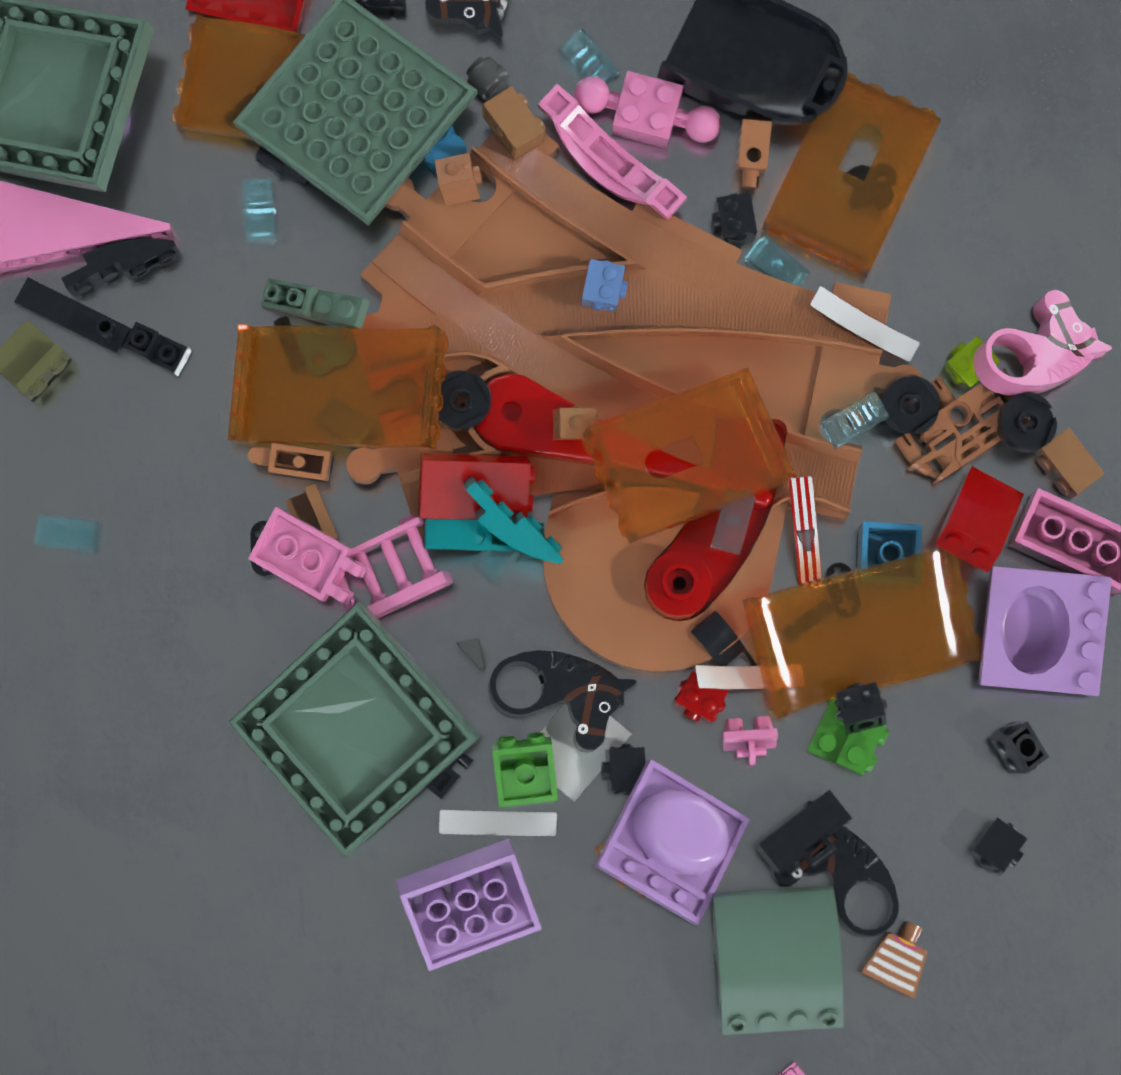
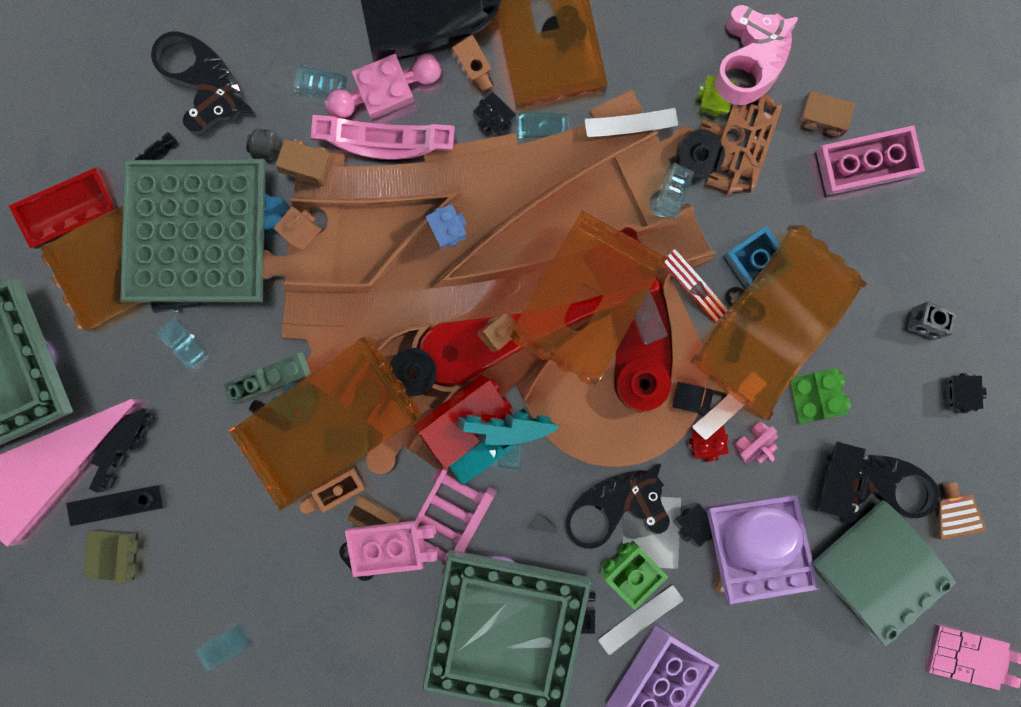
camera: 35 degrees left, 5 degrees up
(157, 348) = (187, 484): black slope -> none
(861, 707) = (816, 373): black head -> none
(979, 519) = (801, 195): red brick -> none
(1011, 427) = (773, 117): black plate -> none
(1045, 630) = (894, 234): lavender piece -> none

